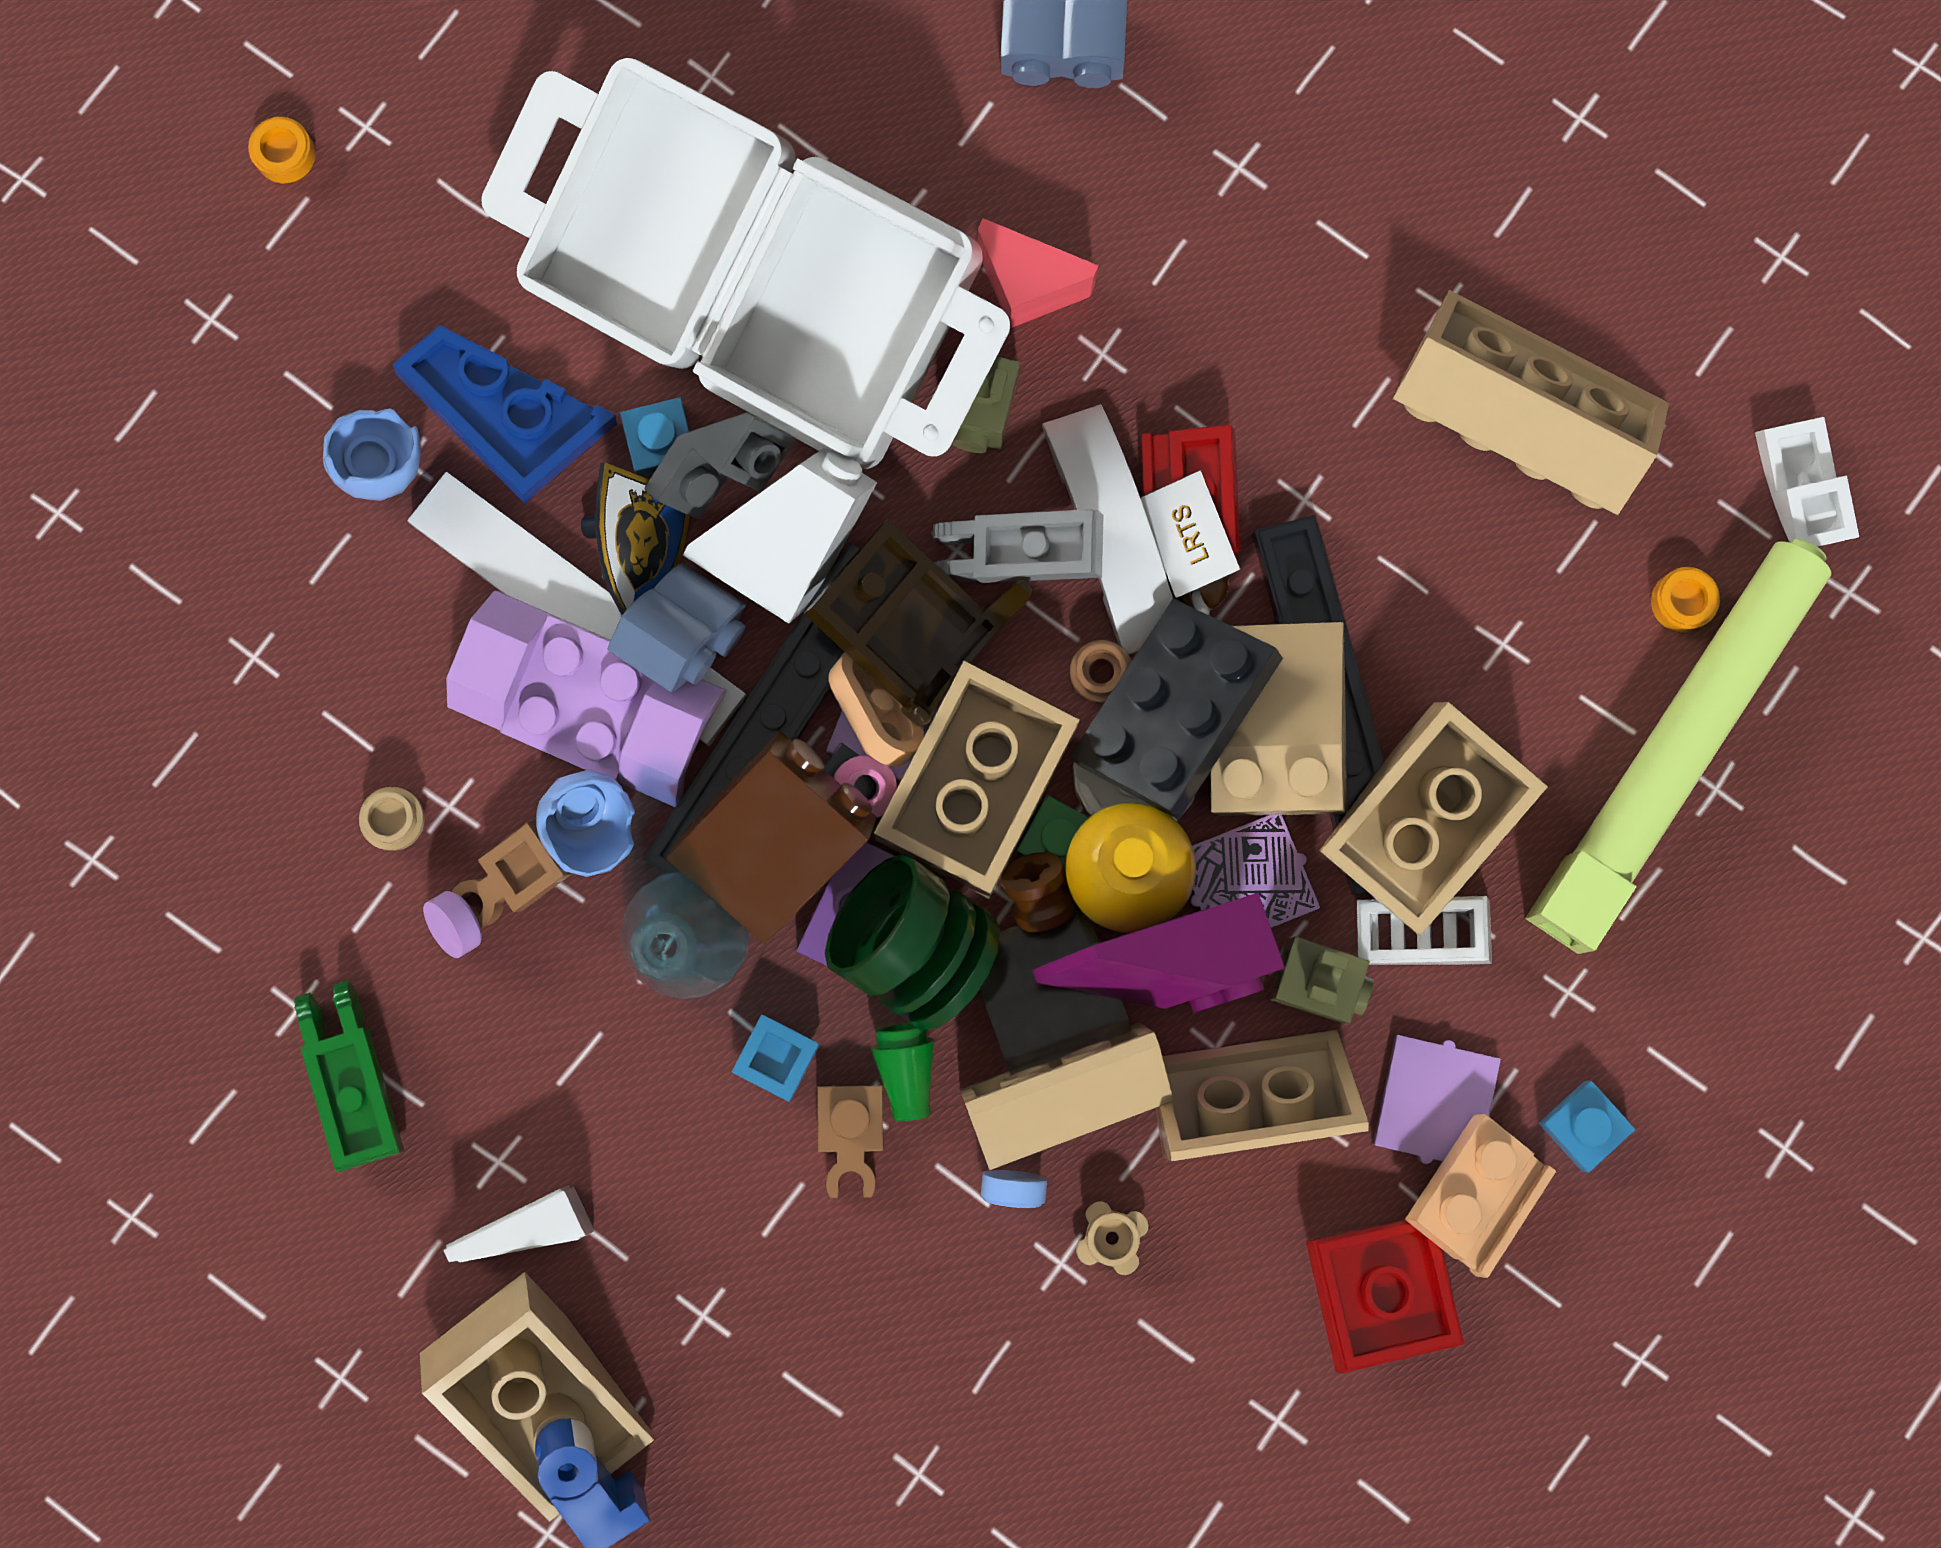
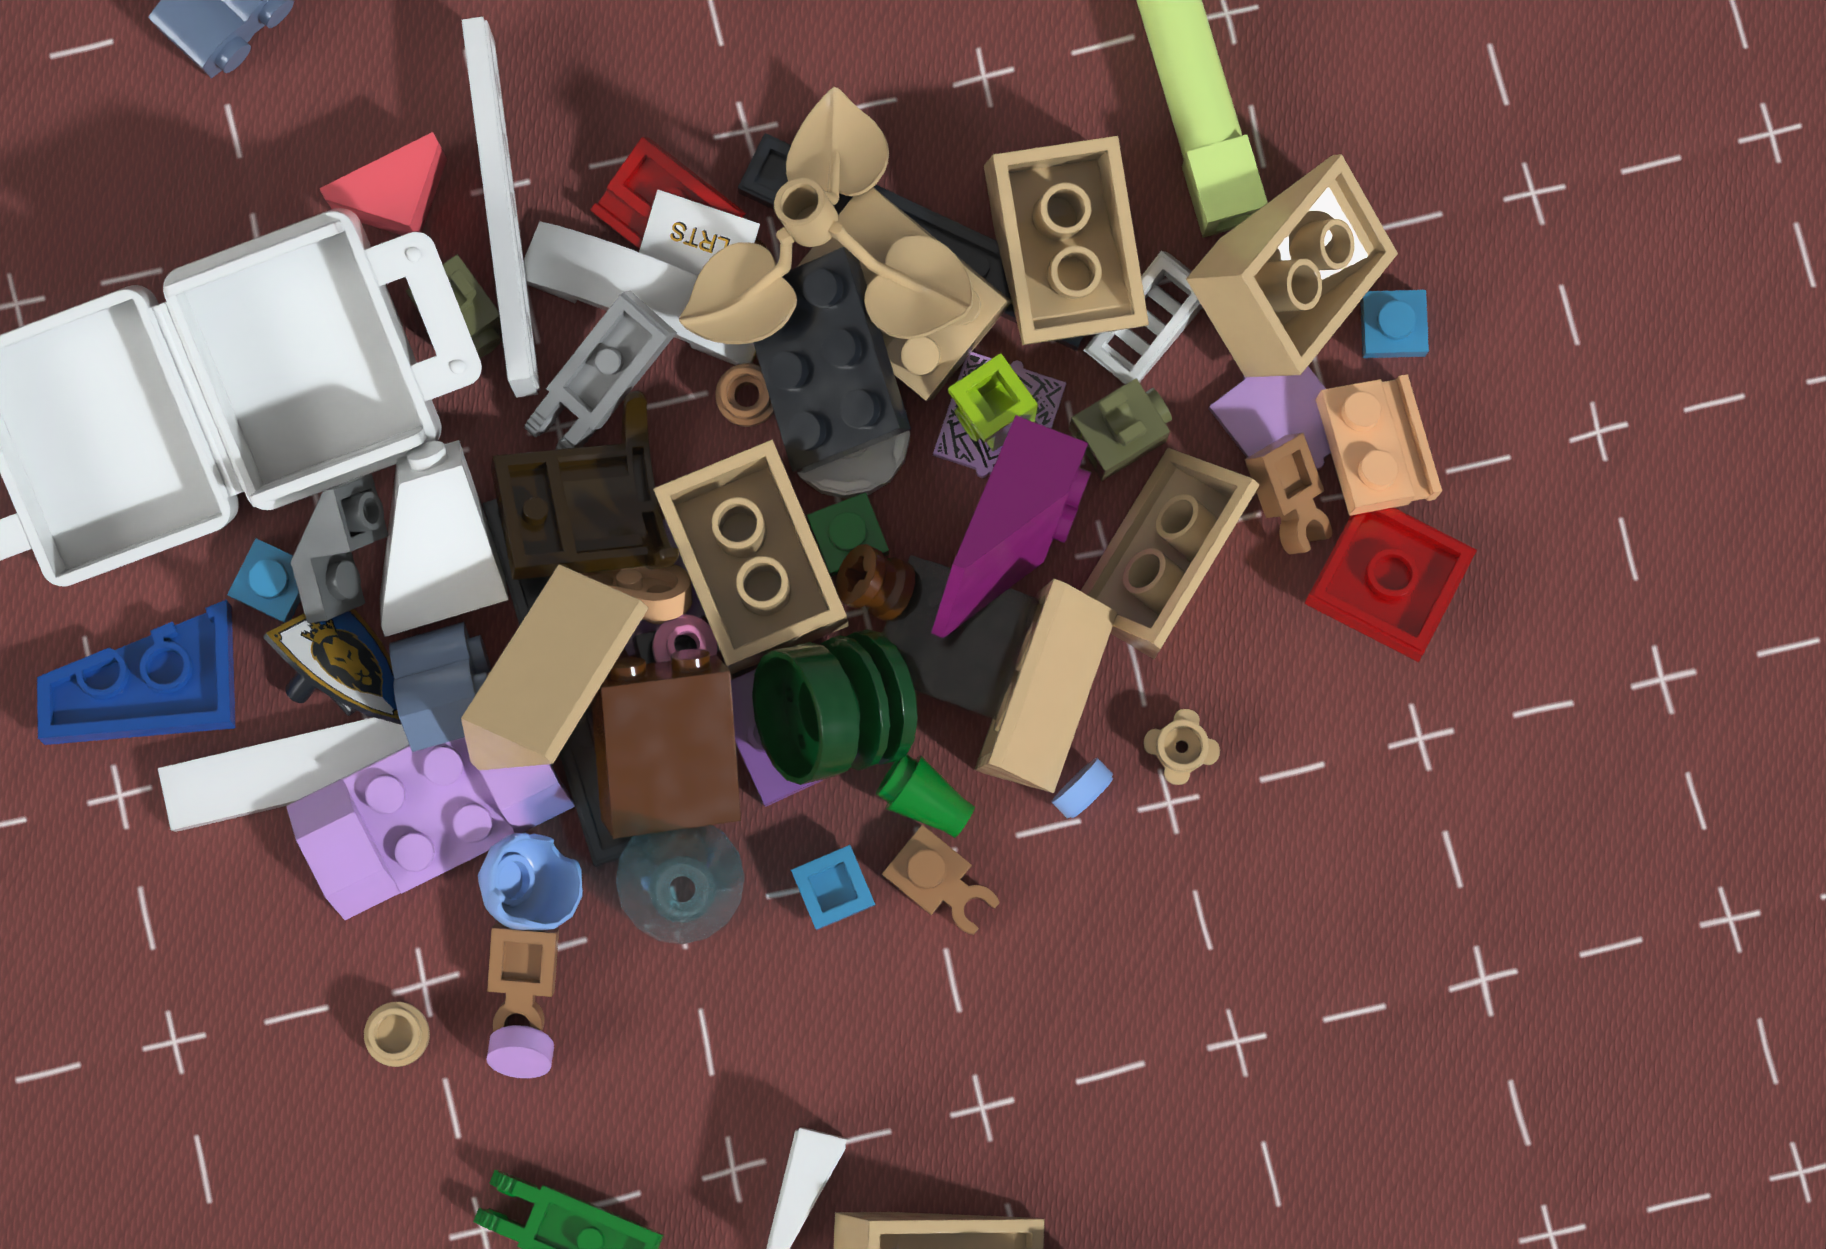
camera: 45 degrees left, 0 degrees up
(372, 454) = (95, 813): light blue hair -> none
(751, 701) = (549, 672): none -> tan slope
(1084, 365) = (501, 207): none -> white tile
(1130, 867) = (915, 495): yellow brick -> none
(1253, 864) = (991, 400): none -> lime brick
(1345, 579) = (834, 152): none -> tan plant
(1384, 1153) = (1287, 490): none -> medium nougat plate
(1559, 1014) = (1293, 271): none -> tan slope

